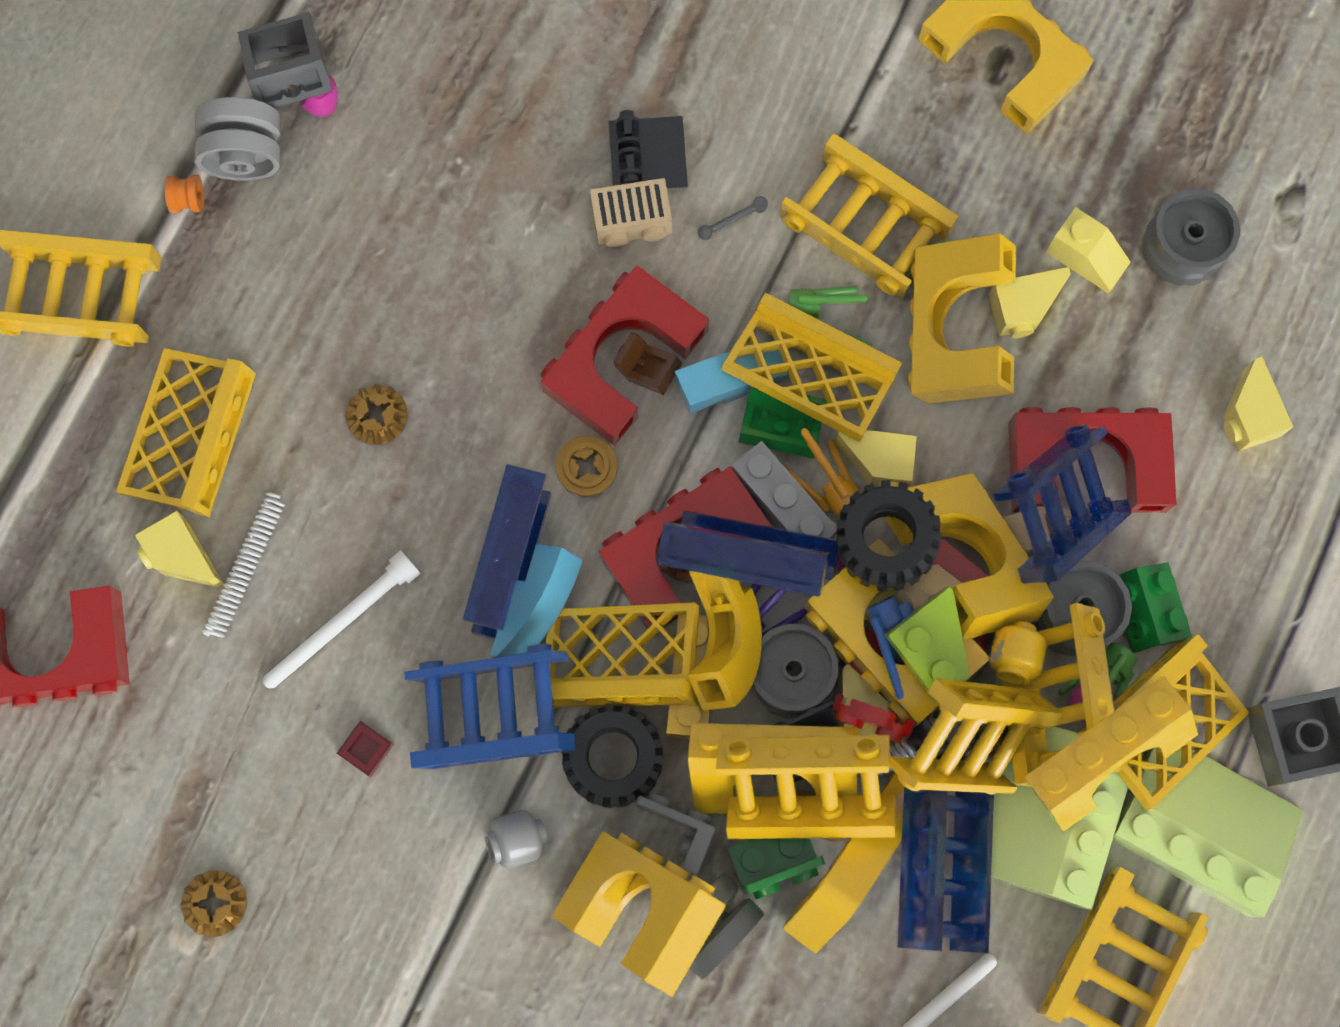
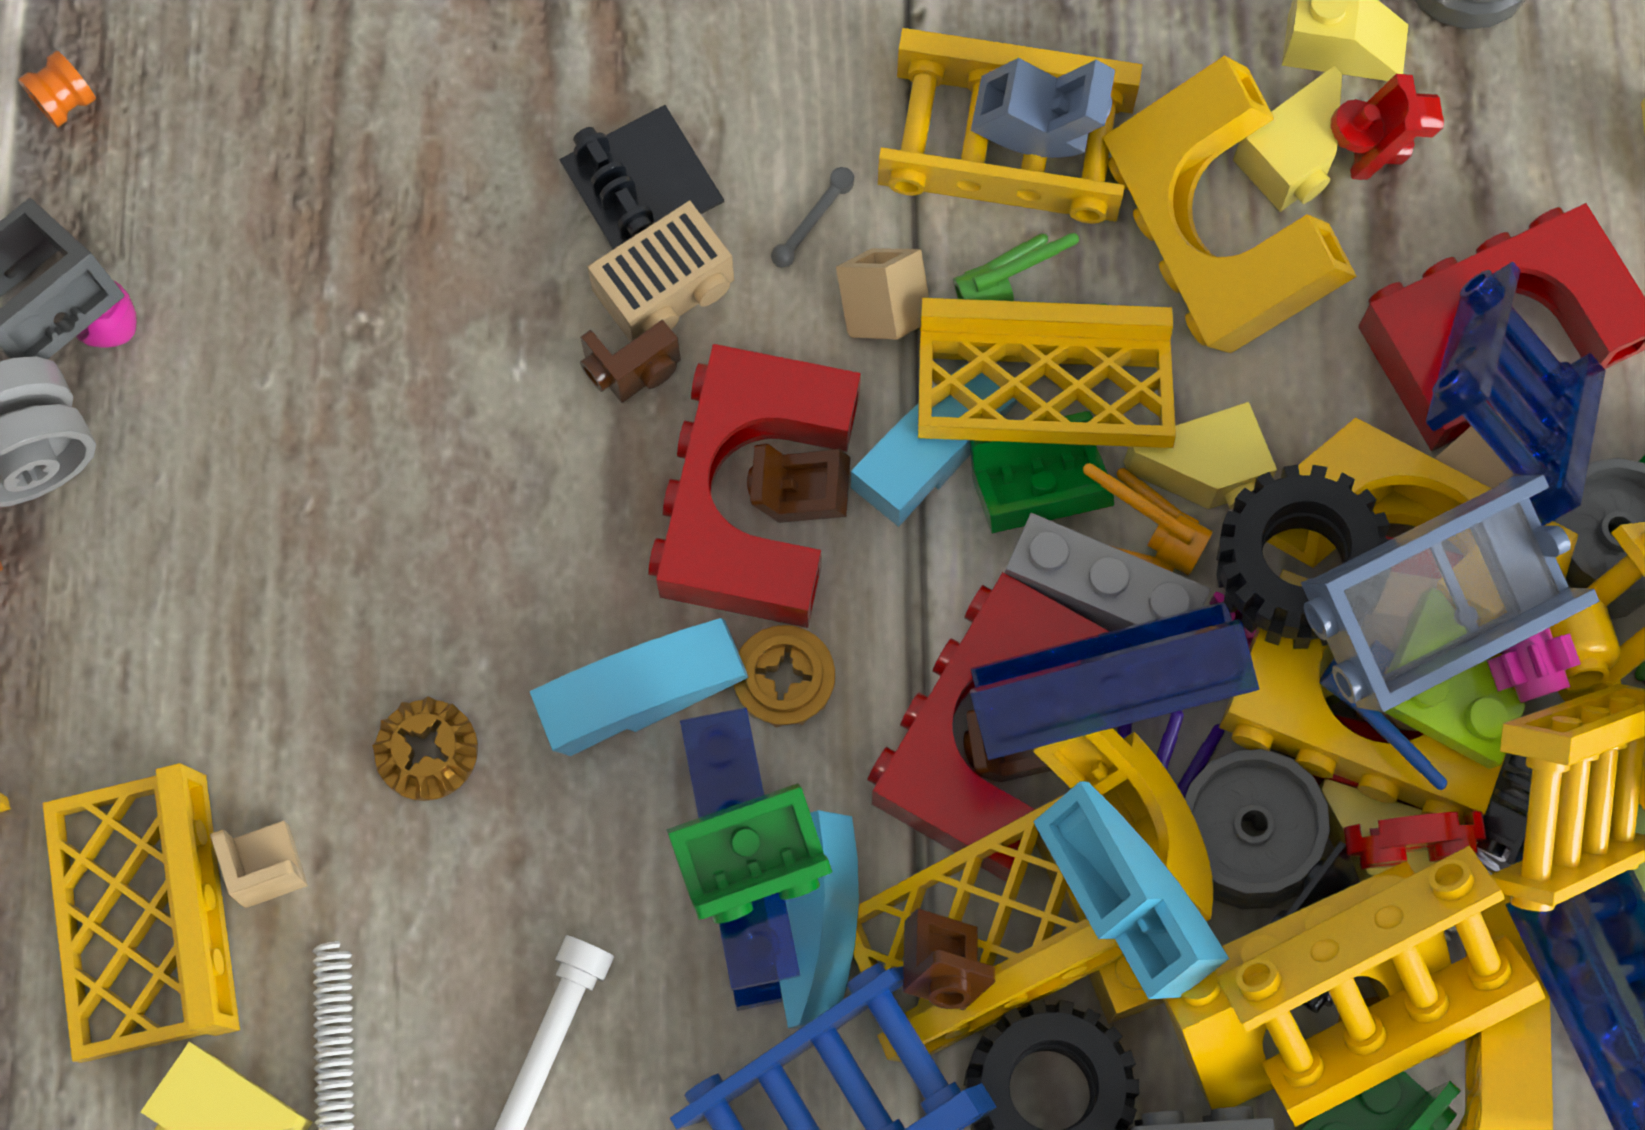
camera: 25 degrees left, 5 degrees down
(259, 434) = (259, 864): none -> tan panel
(503, 434) = (638, 686): none -> medium azure slope
(504, 553) = (749, 854): none -> green bracket
(584, 659) = (943, 961): none -> reddish brown bracket
(592, 257) = (641, 363): none -> reddish brown bracket
(695, 672) = (1129, 893): none -> medium azure slope
(748, 278) = (883, 292): none -> tan panel
(884, 216) = (1043, 113): none -> sand blue brick
(948, 594) = (1443, 596): none -> door
(984, 654) = (1535, 665): none -> dark pink gear
(1079, 315) = (1386, 125): none -> red hips

